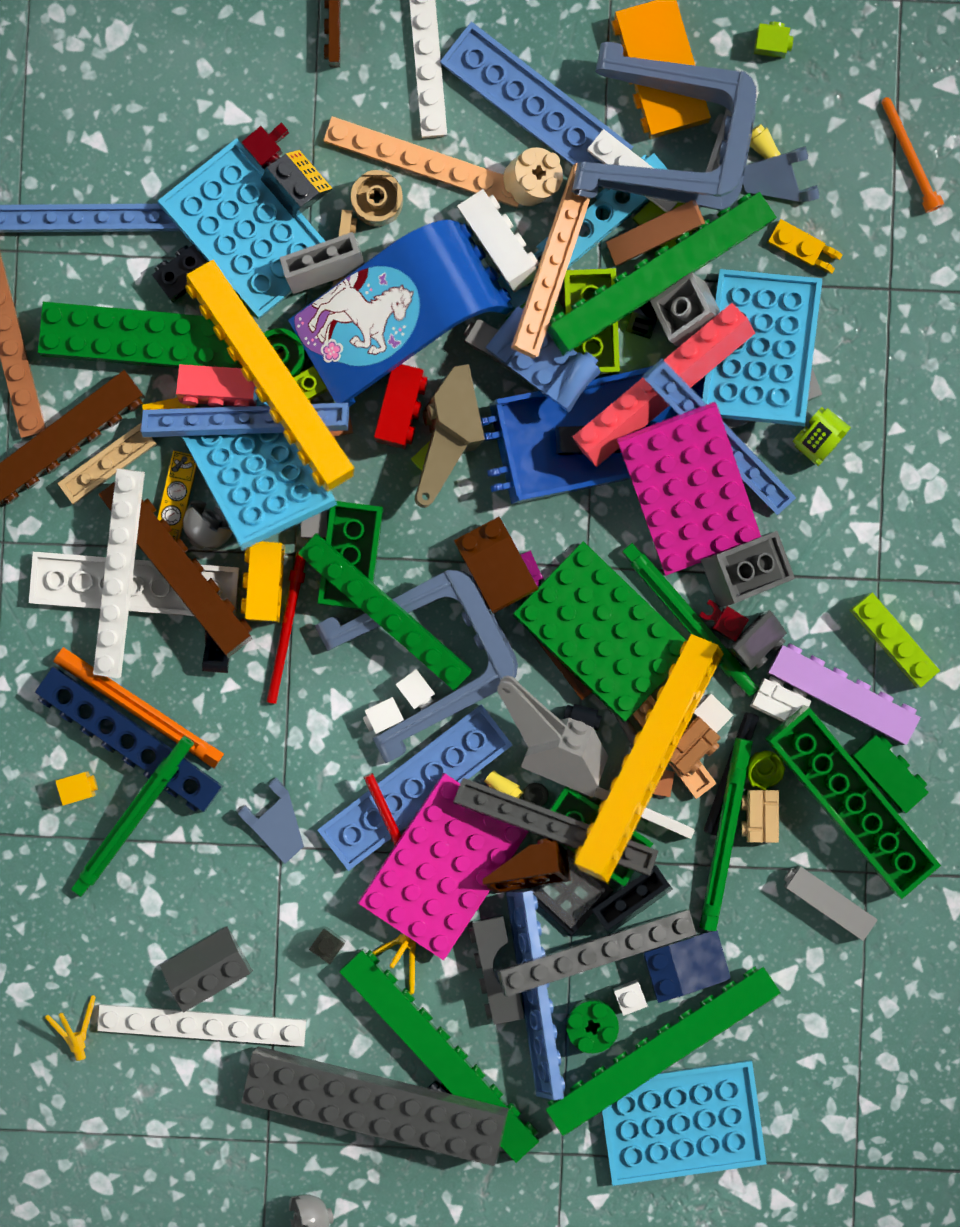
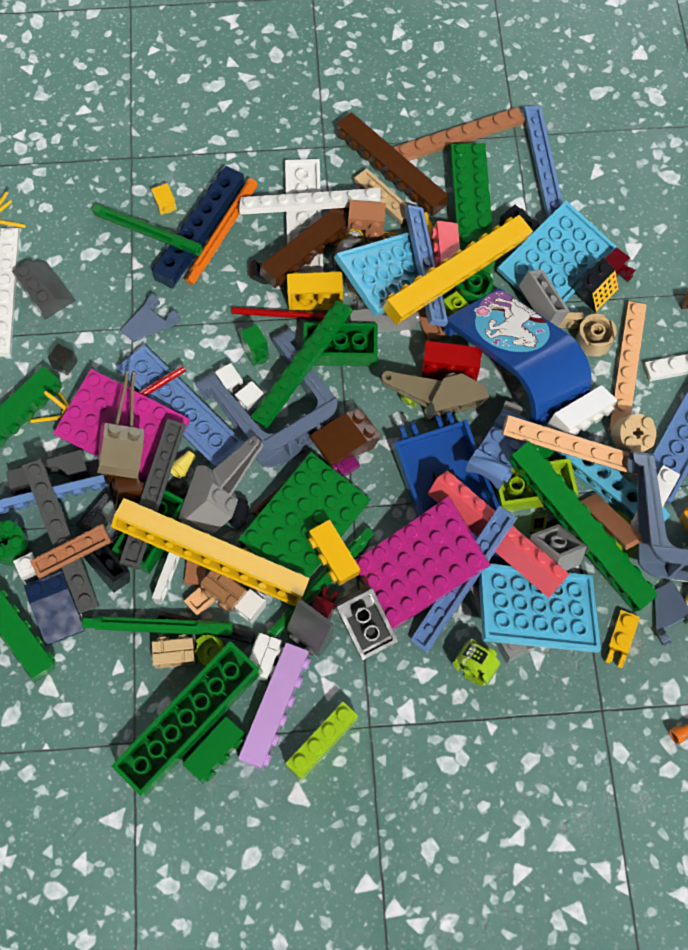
camera: 85 degrees right, 20 degrees down
(160, 494) = (368, 217): none -> nougat brick
(342, 674) = (254, 345): none -> green brick
(483, 865) = (121, 445): none -> dark tan slope
(623, 938) = (71, 551): none -> nougat tile
(660, 599) = (333, 553): none -> yellow brick
(829, 902) = (108, 713): light grey brick -> none

